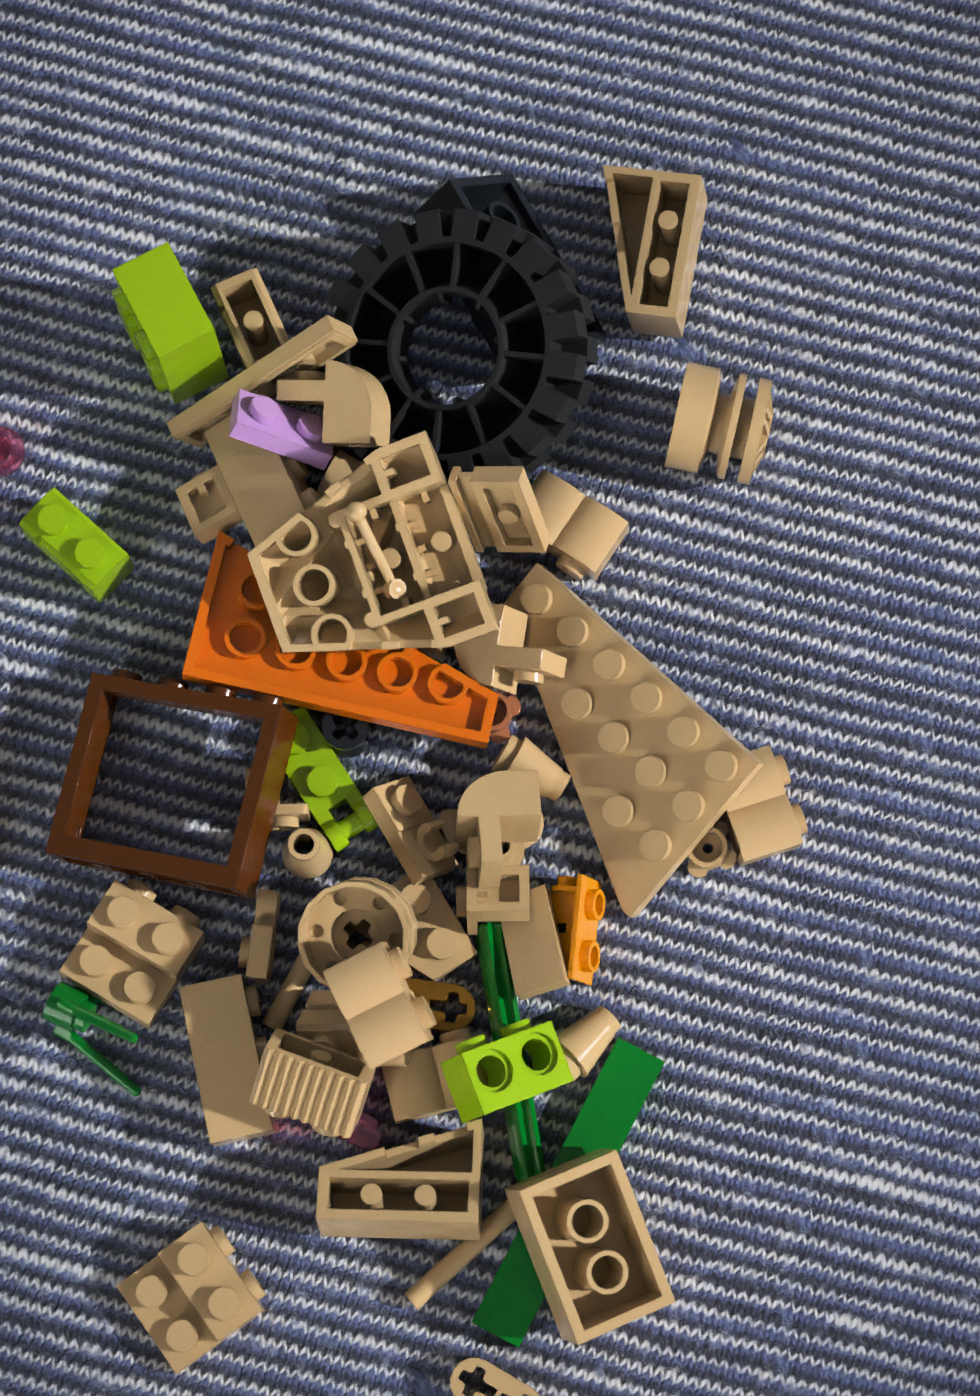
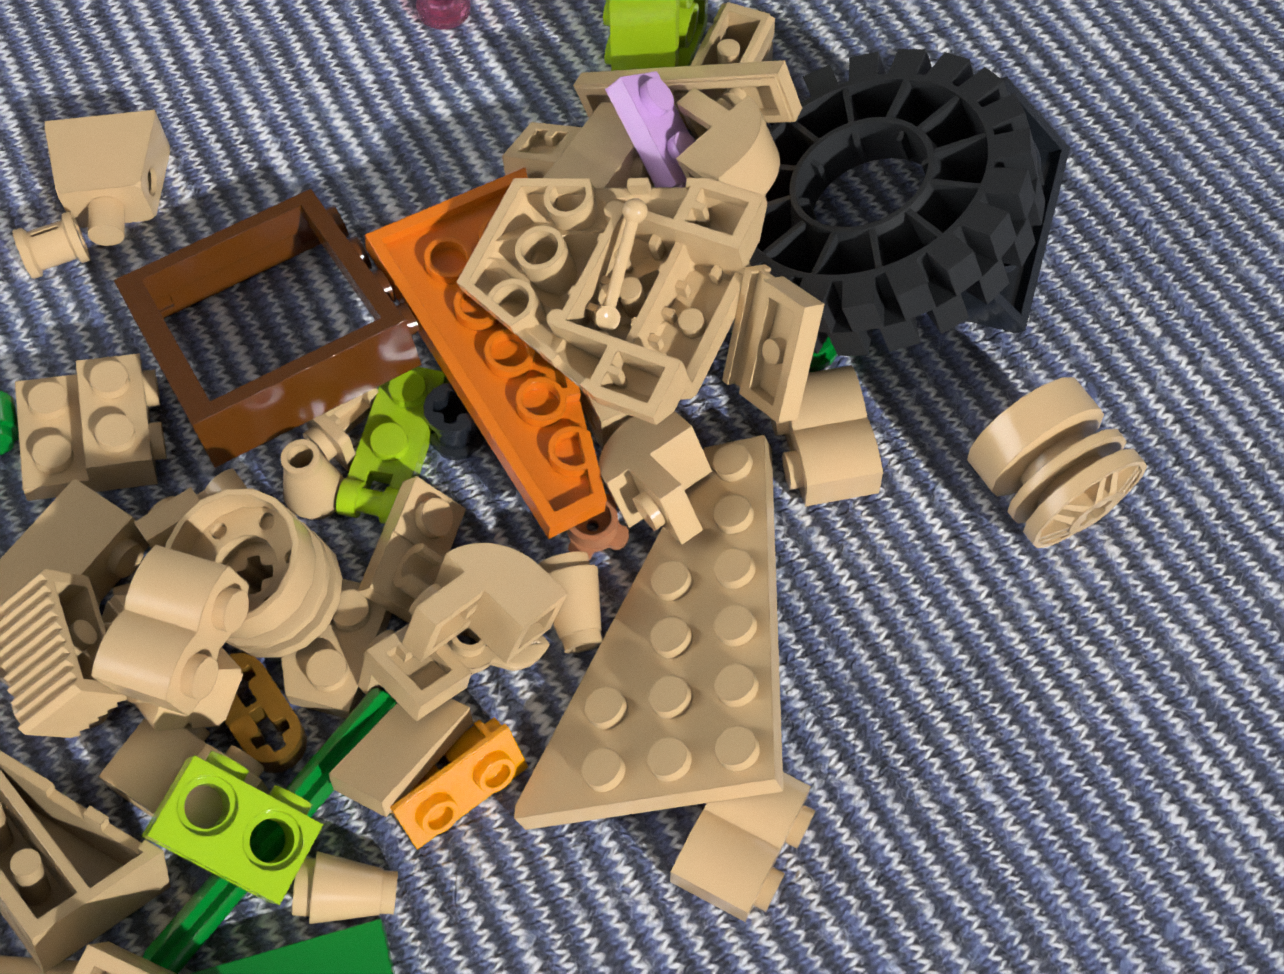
camera: 45 degrees right, 15 degrees down
(76, 545) = (415, 103): lime brick -> none
(365, 1135) = (69, 763): clear pink plate -> none
(657, 243) = (1146, 284): tan wedge -> none
(721, 855) = (662, 850): tan plate -> none

